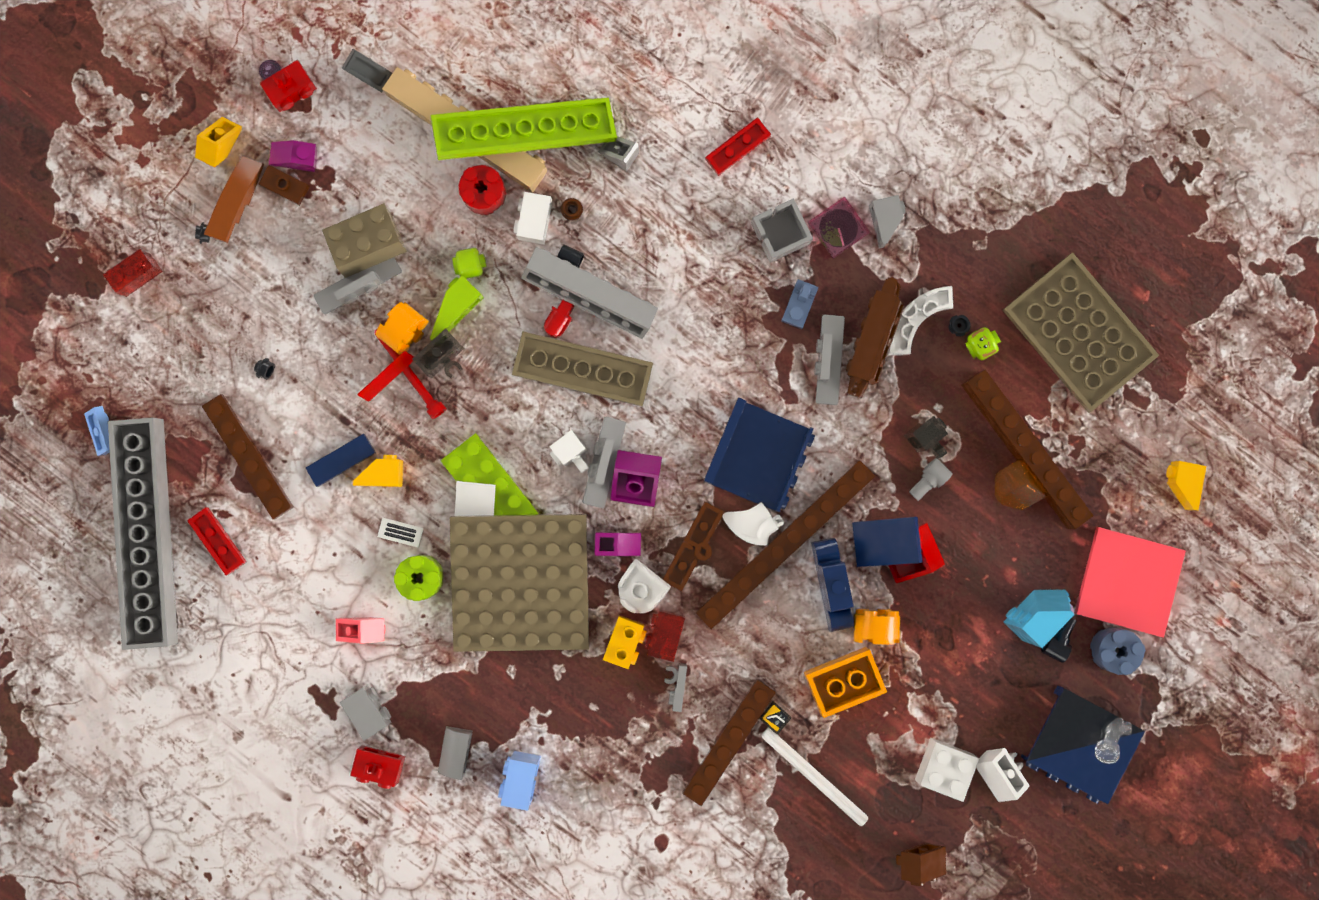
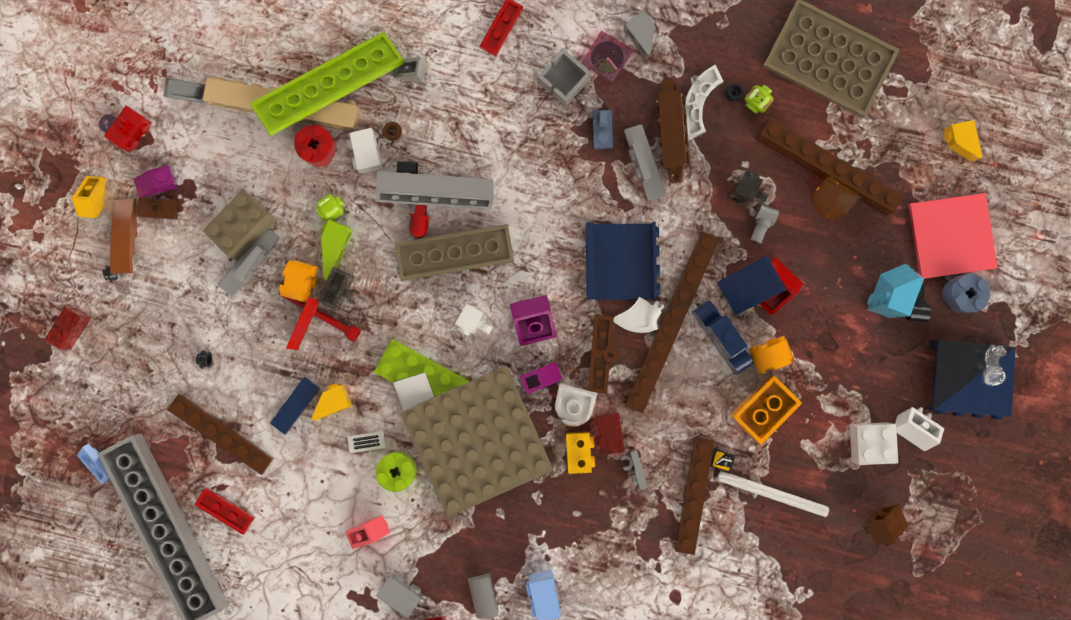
camera: 15 degrees left, 0 degrees up
(603, 463) = (502, 318): light grey bracket -> none

